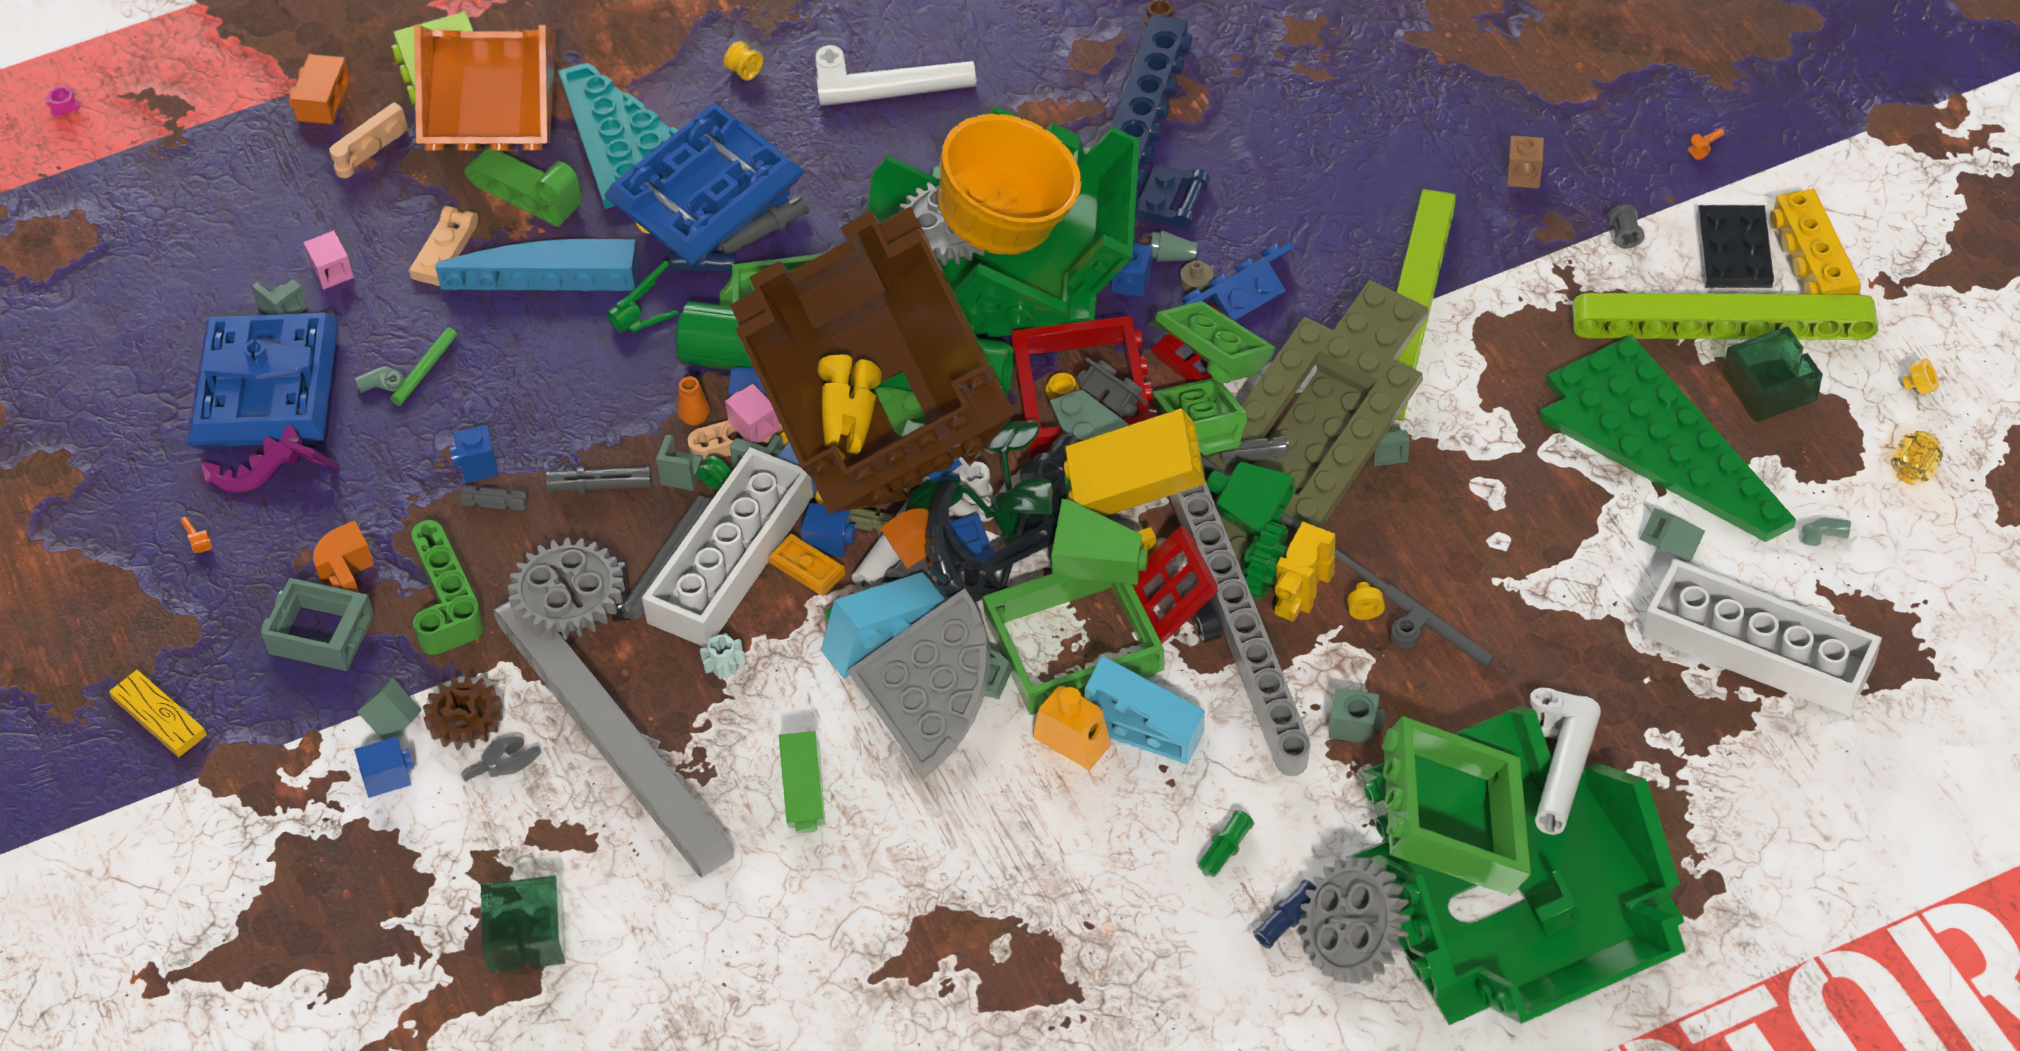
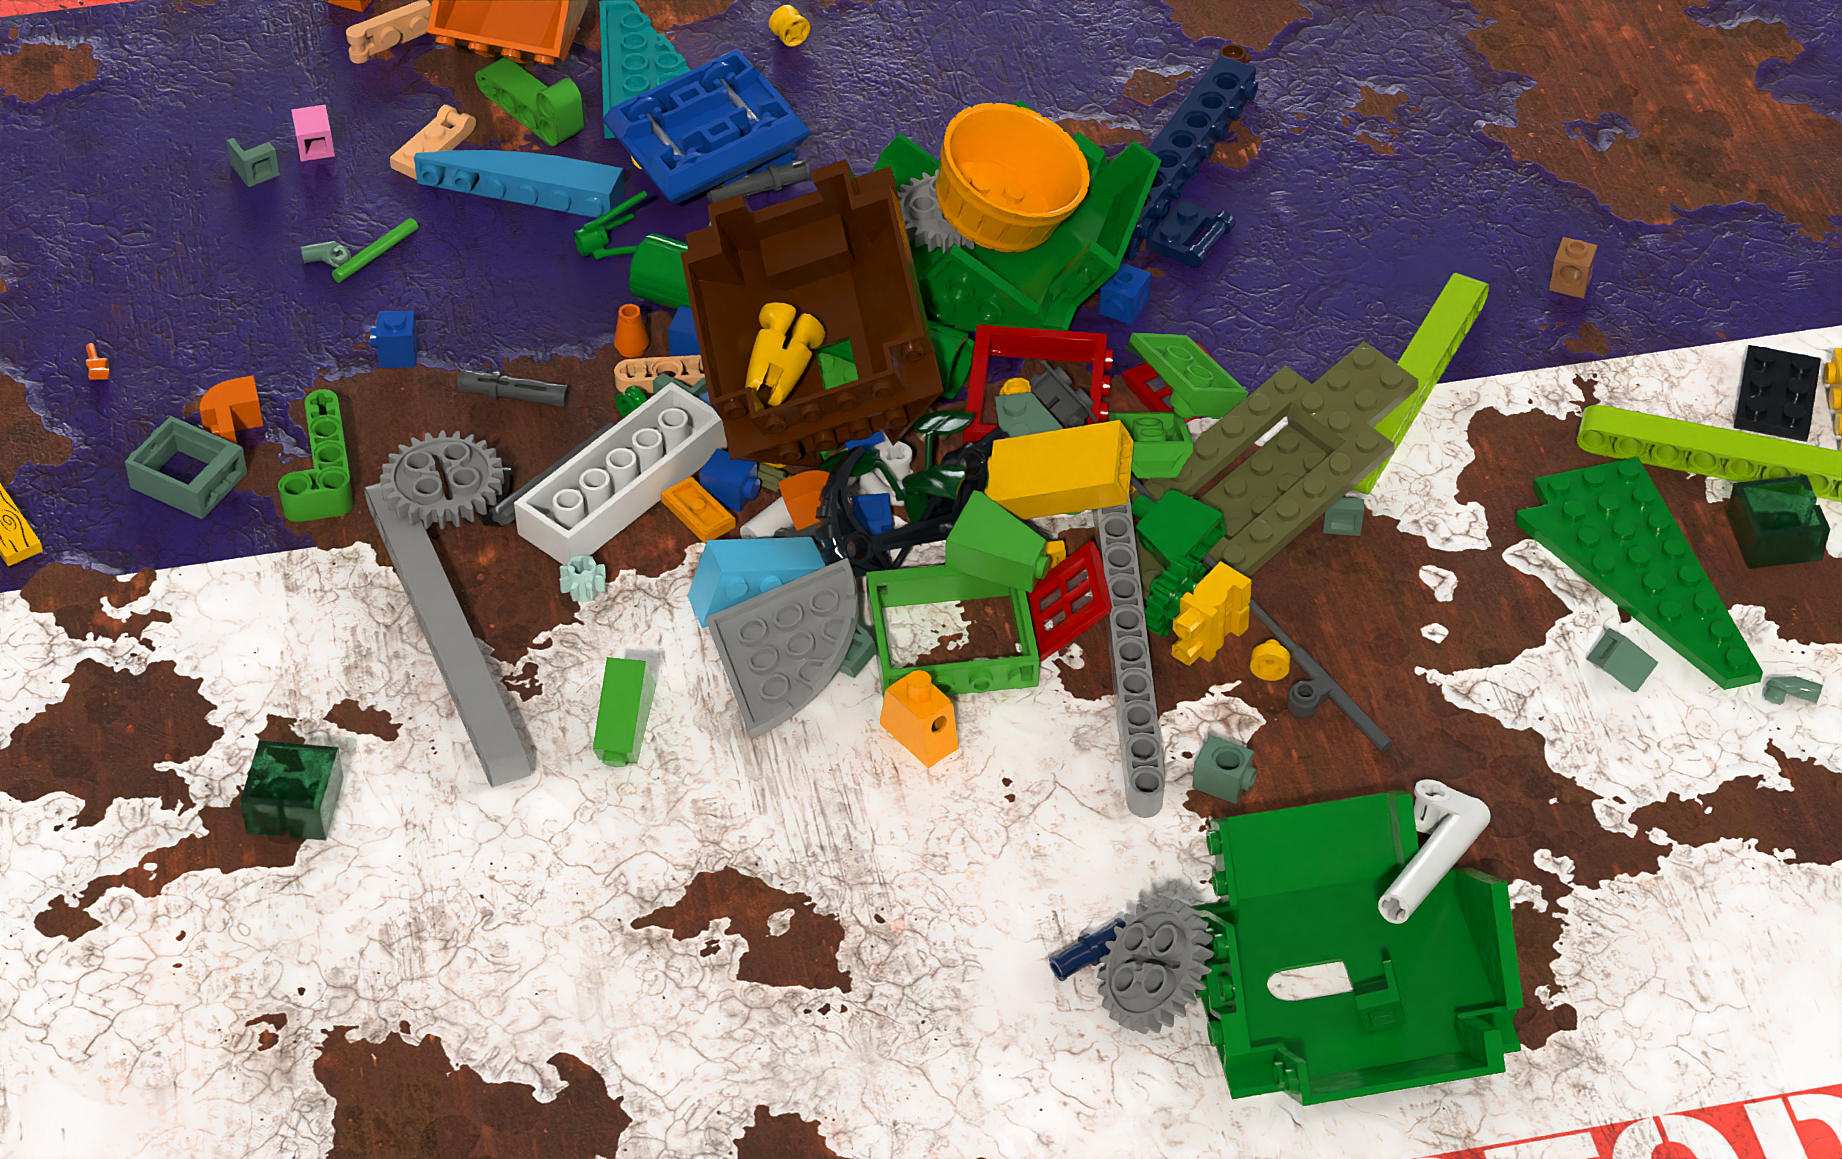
camera: 10 degrees right, 5 degrees down
(264, 377) = (210, 231): blue piece -> none
(264, 465) = (184, 310): magenta piece -> none
(384, 766) = (205, 614): blue brick -> none
(389, 710) = (229, 562): sand green panel -> none
(460, 712) = (302, 579): reddish brown gear -> none
(494, 498) = (402, 385): dark grey axle -> none
(499, 762) = (326, 634): dark grey hand -> none
(677, 468) = (594, 392): sand green panel -> none
(712, 263) = (692, 207): dark blue pin -> none
(752, 414) = (682, 353): bright pink brick -> none
(839, 88) = (878, 67): white axle -> none
(1145, 713) = (999, 718): medium azure wedge -> none
(1172, 248) = (1172, 281): sand green cone -> none
(1195, 276) = (1191, 315): dark tan tile -> none
(1207, 623) = (1095, 645): black beam -> none
(1225, 843) = (1047, 867): green axle -> none
(1248, 288) = (1240, 334): blue bracket -> none
(1257, 450) = (1197, 485): dark grey axle -> none
(1497, 871) = (1267, 914): bright green window -> none
(1628, 231) = (1664, 355): dark grey bush -> none
(1701, 146) = (1770, 288): orange hand -> none
(1761, 637) = (1688, 779): white brick -> none

